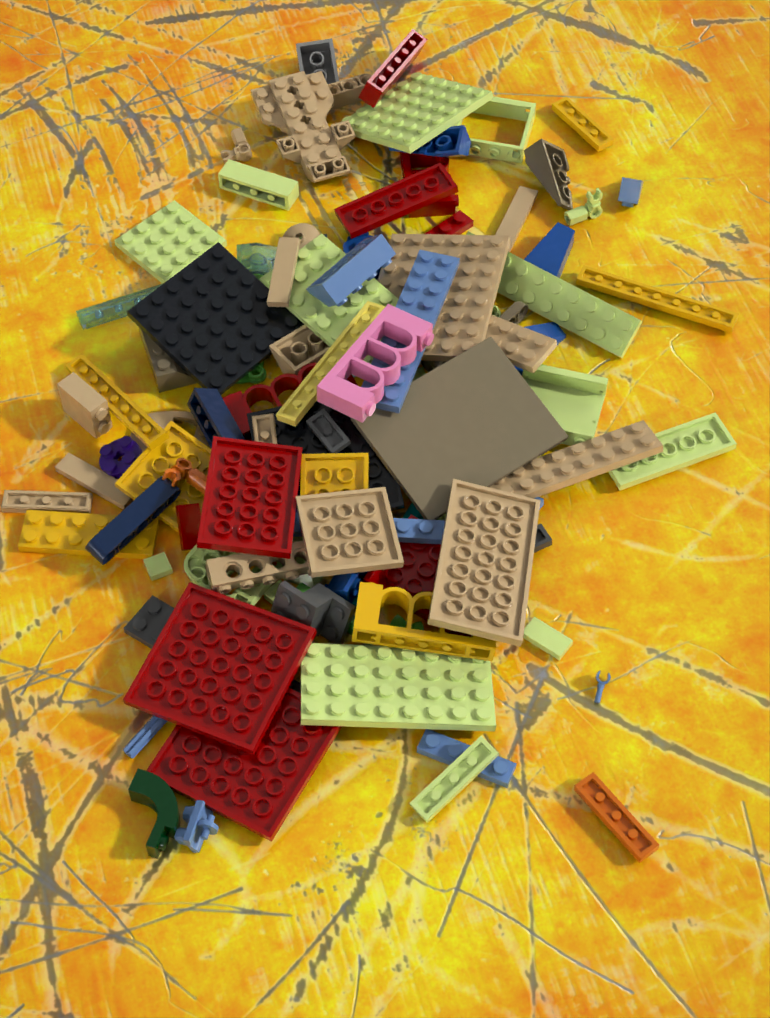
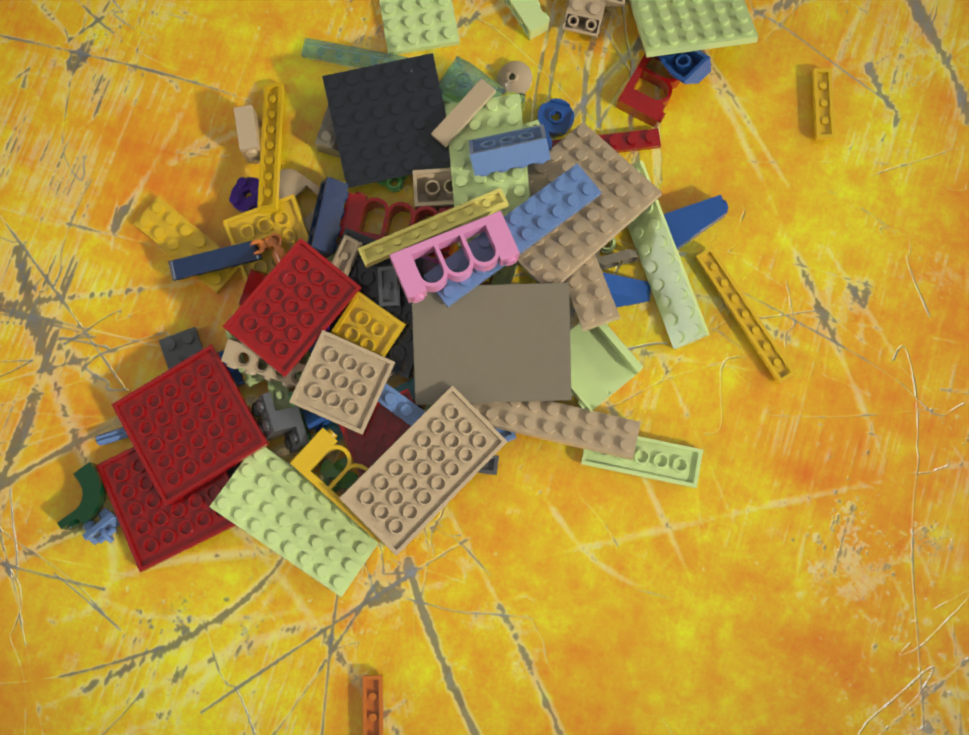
camera: 35 degrees right, 25 degrees up
(20, 500) = (177, 197): tan tile -> none
(92, 479) = (219, 195): tan tile -> none
(158, 566) = (215, 304): yellowish green tile -> none
(396, 200) = (608, 92): red plate -> none
(448, 750) = (311, 602): medium blue plate -> none
(454, 779) = (286, 615): yellowish green plate -> none
(506, 109) = (773, 50): yellowish green window -> none
(517, 214) = (693, 165): tan tile -> none
(547, 638) = (434, 548): yellowish green tile -> none
(550, 167) = (759, 132): dark tan wedge -> none
(590, 209) = (762, 195): yellowish green bar -> none
(600, 686) = (443, 610): medium blue hand -> none
(630, 191) = (807, 198): medium blue slope -> none

